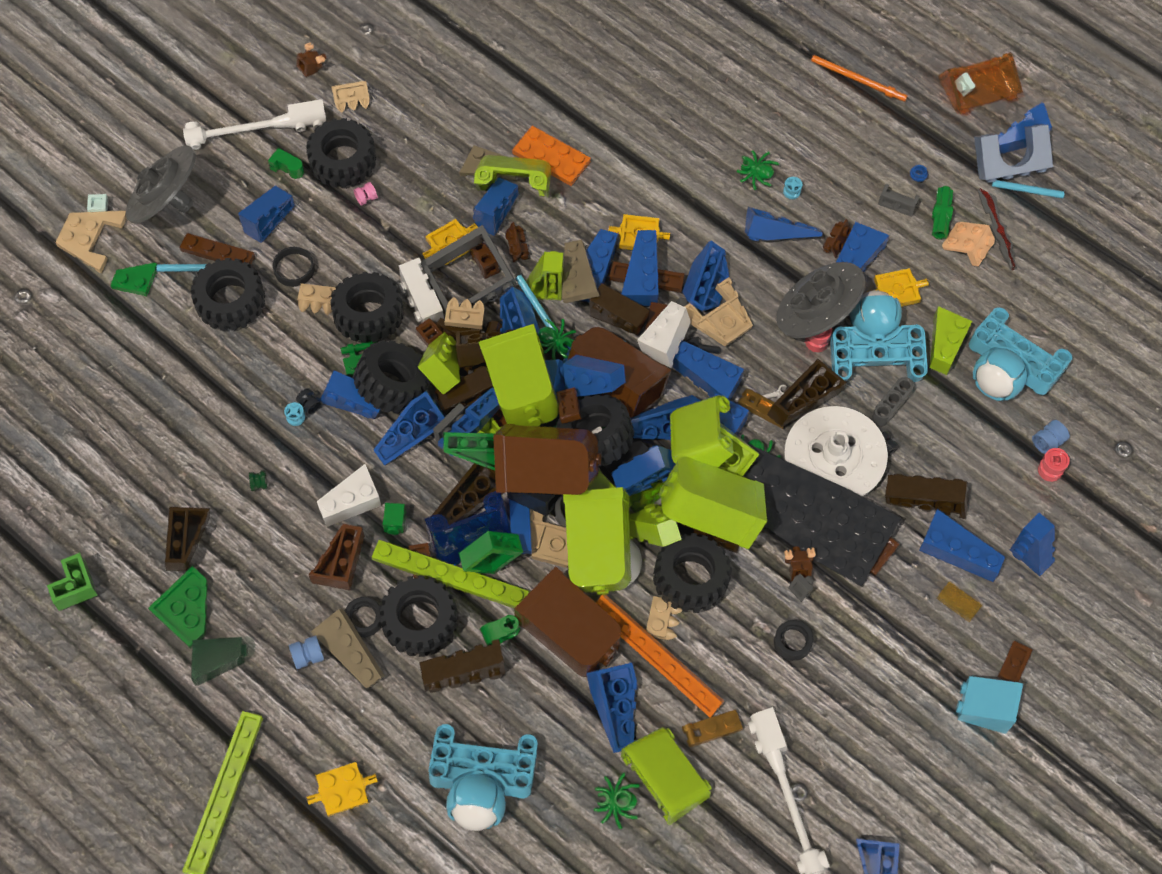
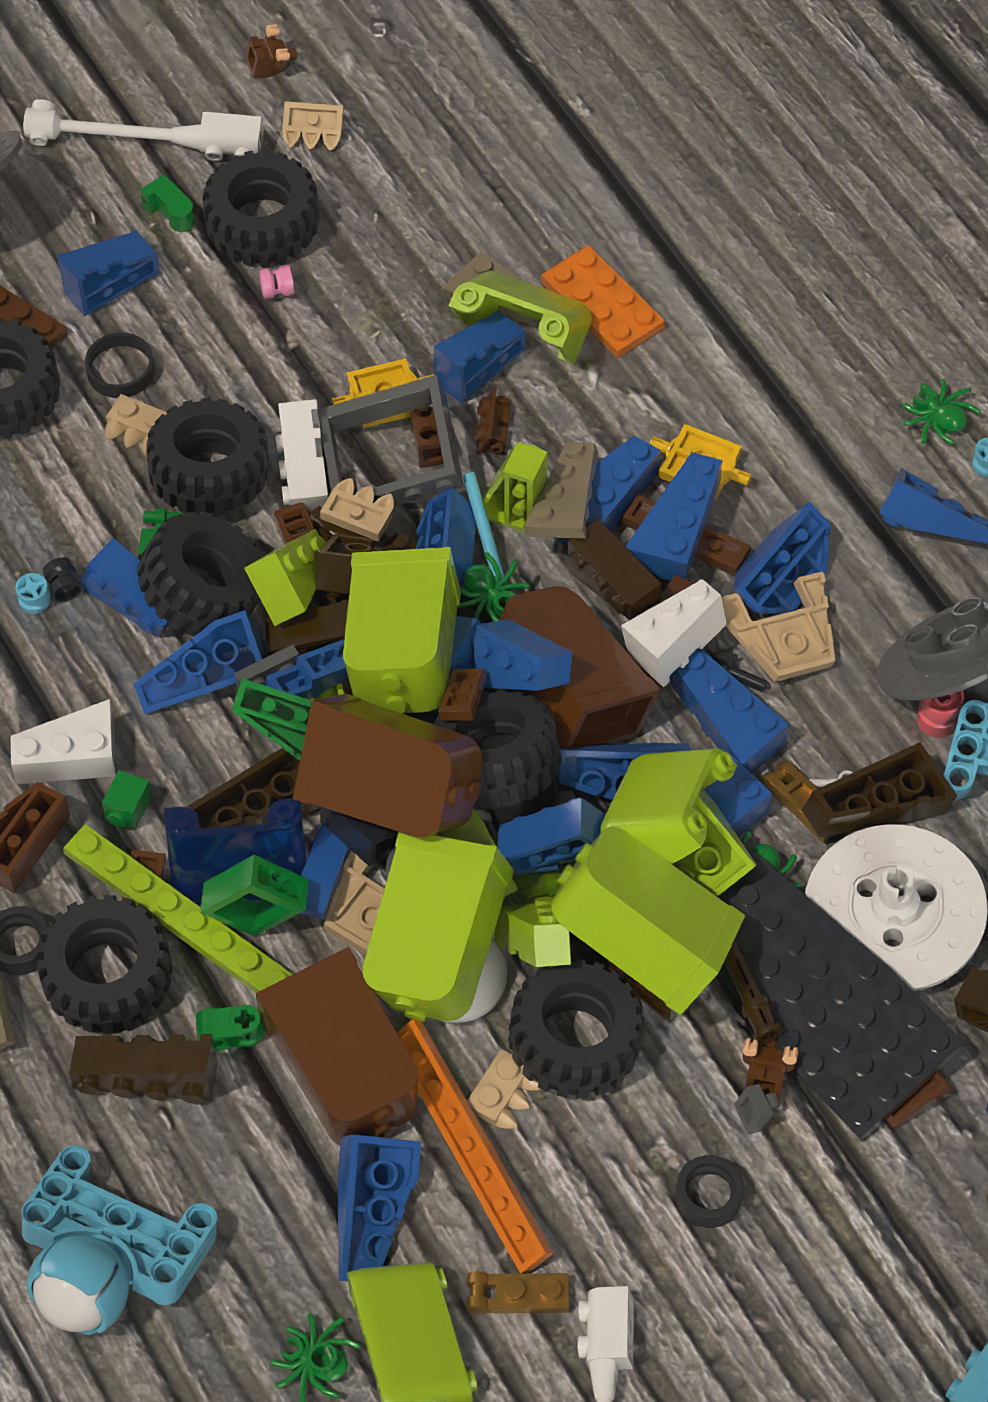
camera: 20 degrees right, 5 degrees down
(783, 531) = (755, 1005): none -> dark brown pin

